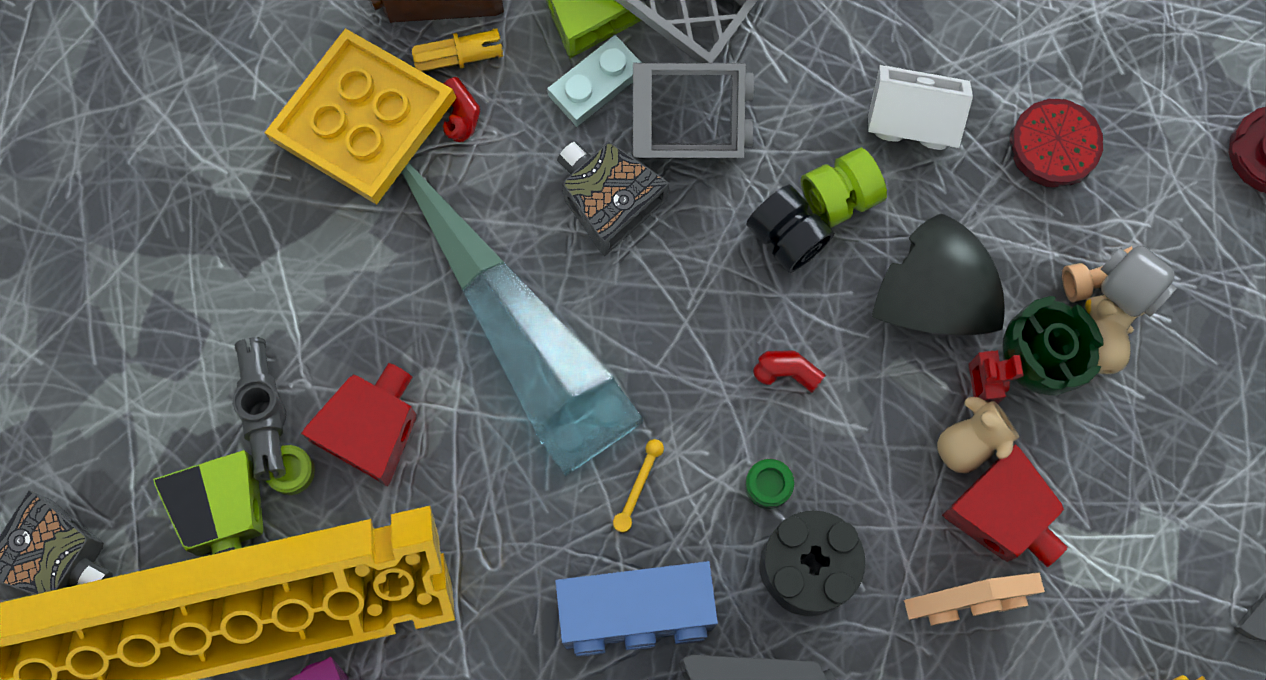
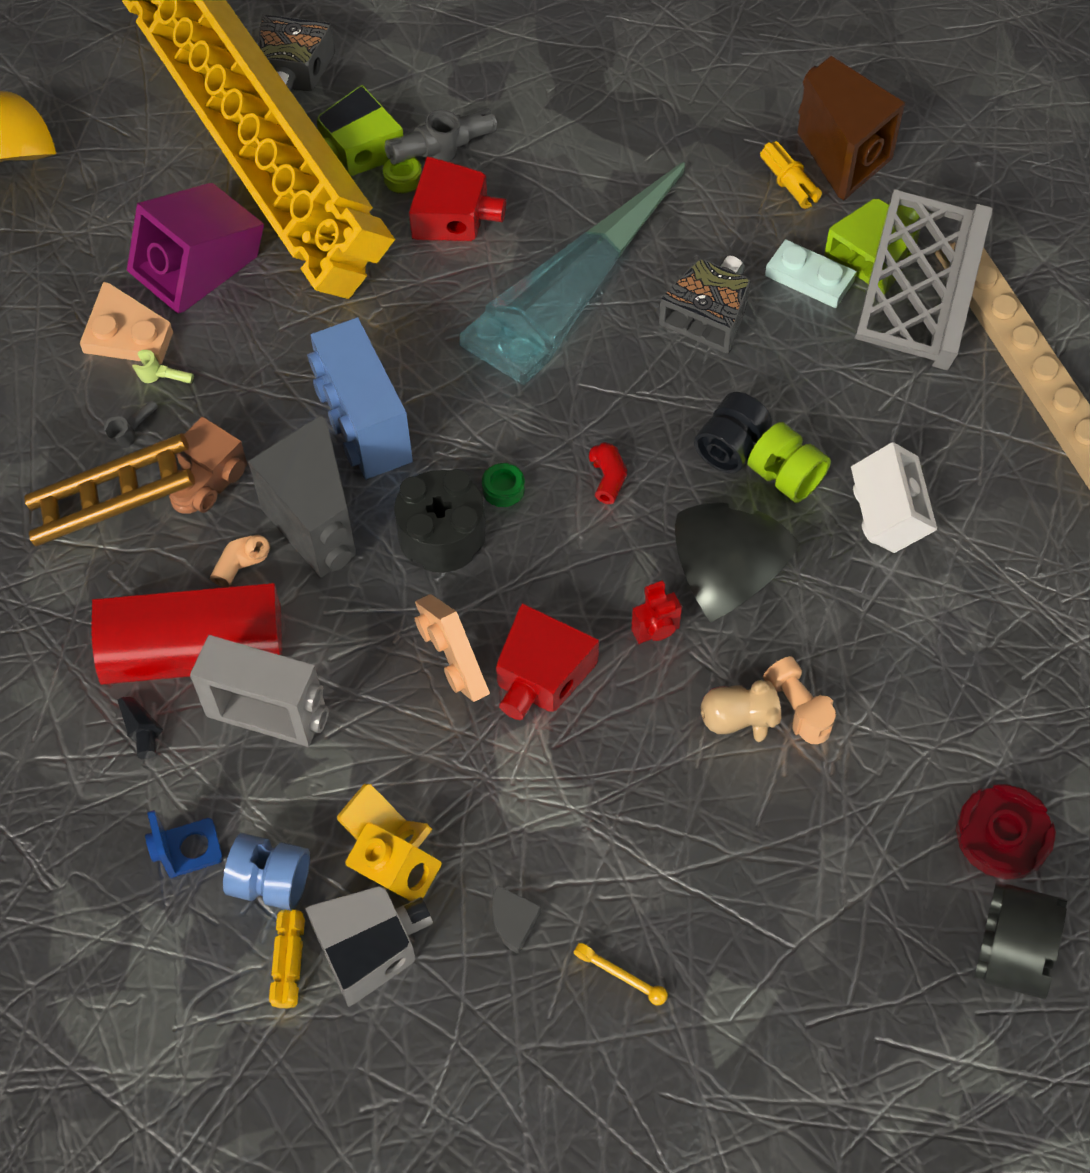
camera: 75 degrees right, 15 degrees down
(361, 115) = (702, 127): yellow plate -> none
(464, 114) = (742, 195): red arm -> none
(622, 522) = (435, 394): yellow hinge -> none
(740, 128) = (774, 306): light grey window -> none
(974, 440) = (601, 617): tan animal -> none
(1054, 345) = (702, 646): dark green cylinder -> none
(1056, 142) = (918, 631): tile -> none
(1137, 281) = (791, 694): light grey head -> none

